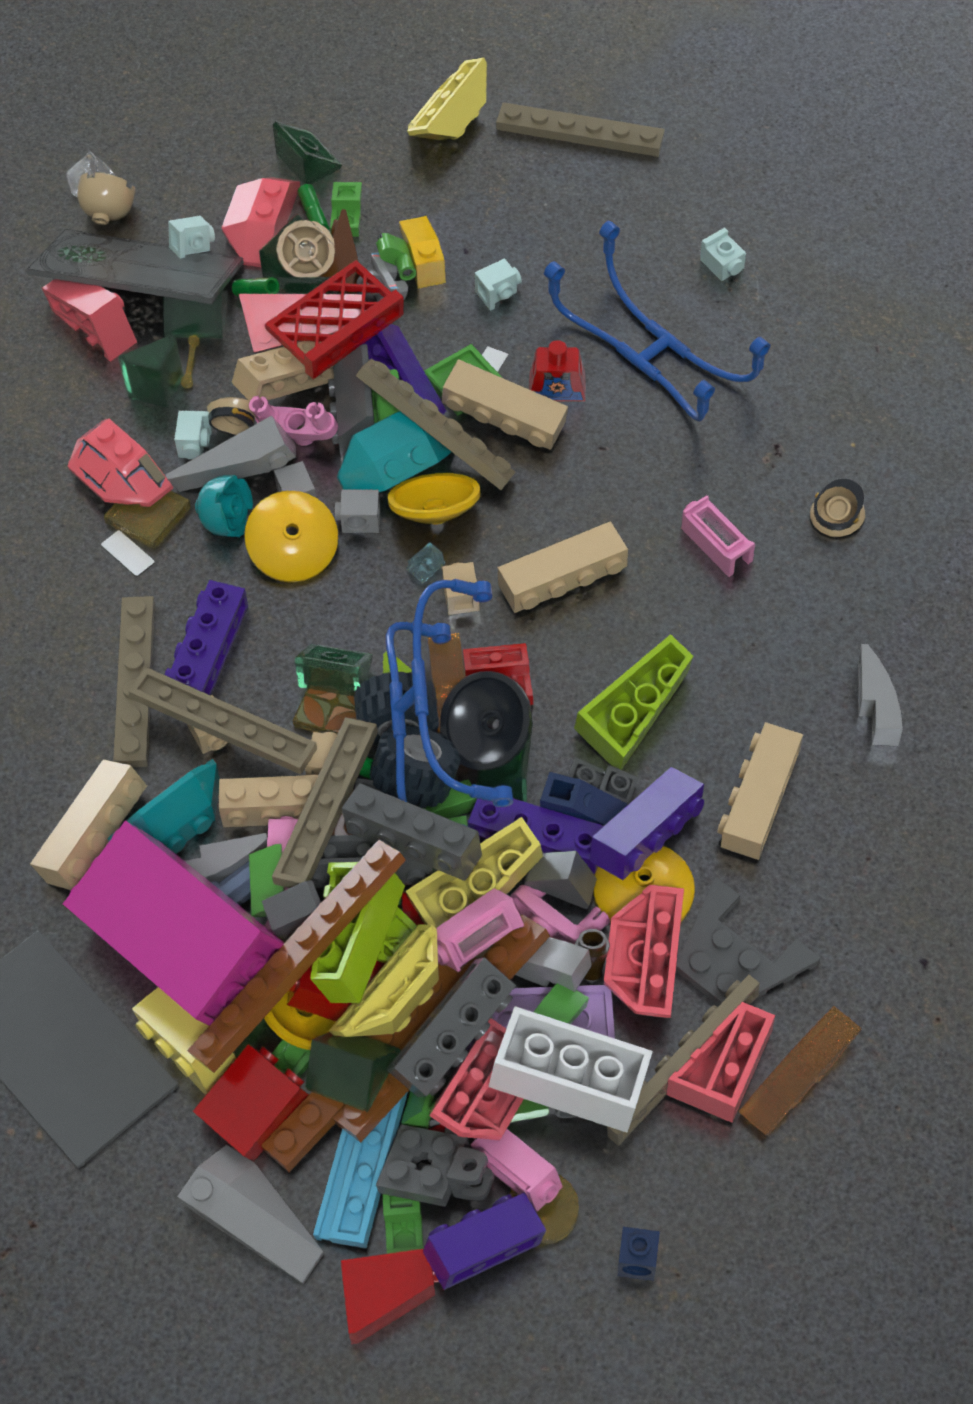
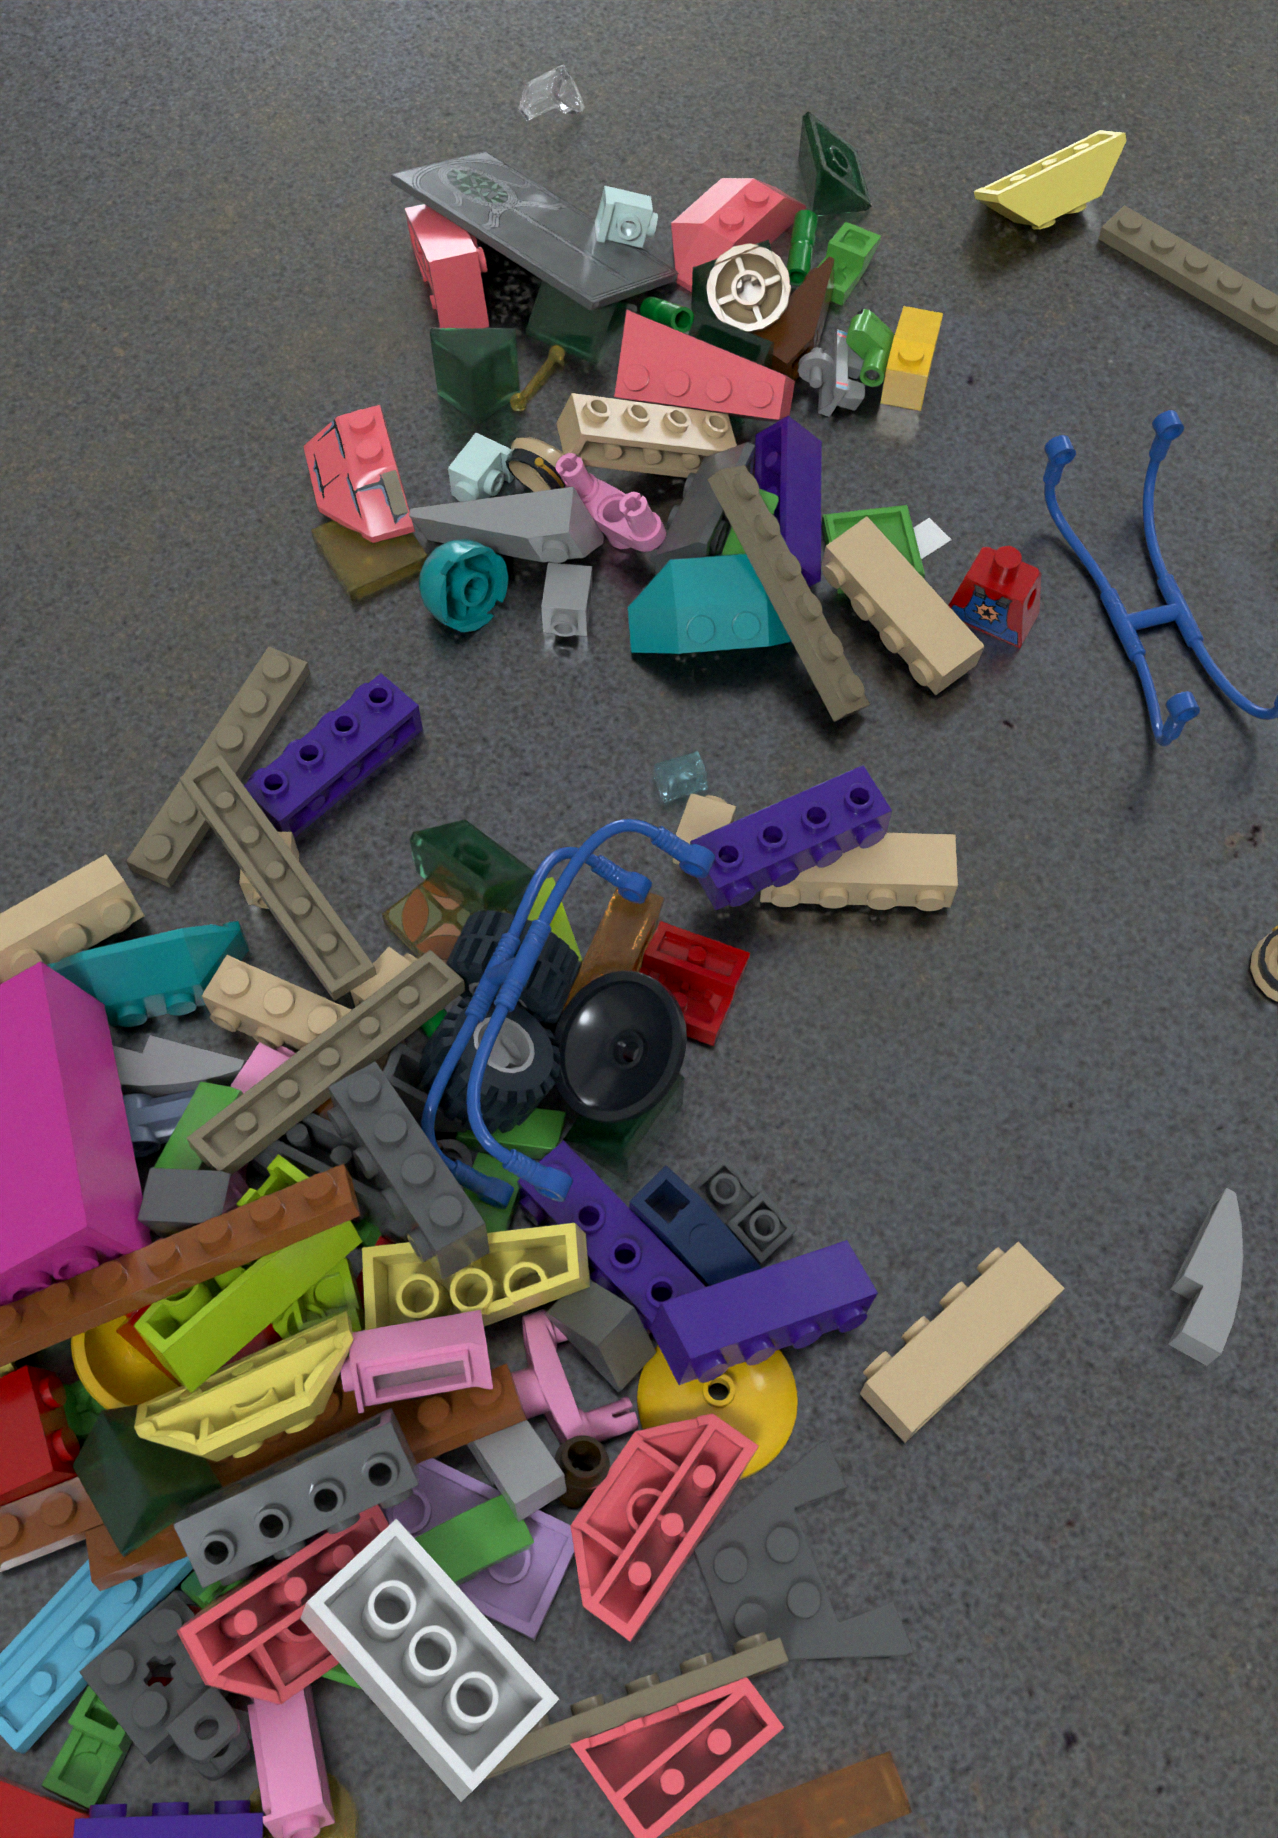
camera: 25 degrees right, 5 degrees up
(105, 197) = (549, 128): tan cylinder -> none
(127, 553) = (316, 591): white sticker -> none
(285, 555) = (527, 691): yellow dish -> none
(354, 330) = (743, 419): red fence -> none
(359, 511) = (631, 666): light grey brick -> none
(434, 497) = (736, 691): yellow dish -> none
(496, 282) = (985, 437): light aqua brick -> none
(521, 561) = (793, 837): none -> dark purple brick
(628, 707) = (842, 1116): lime wedge -> none
(716, 535) = (1099, 920): bright pink window -> none

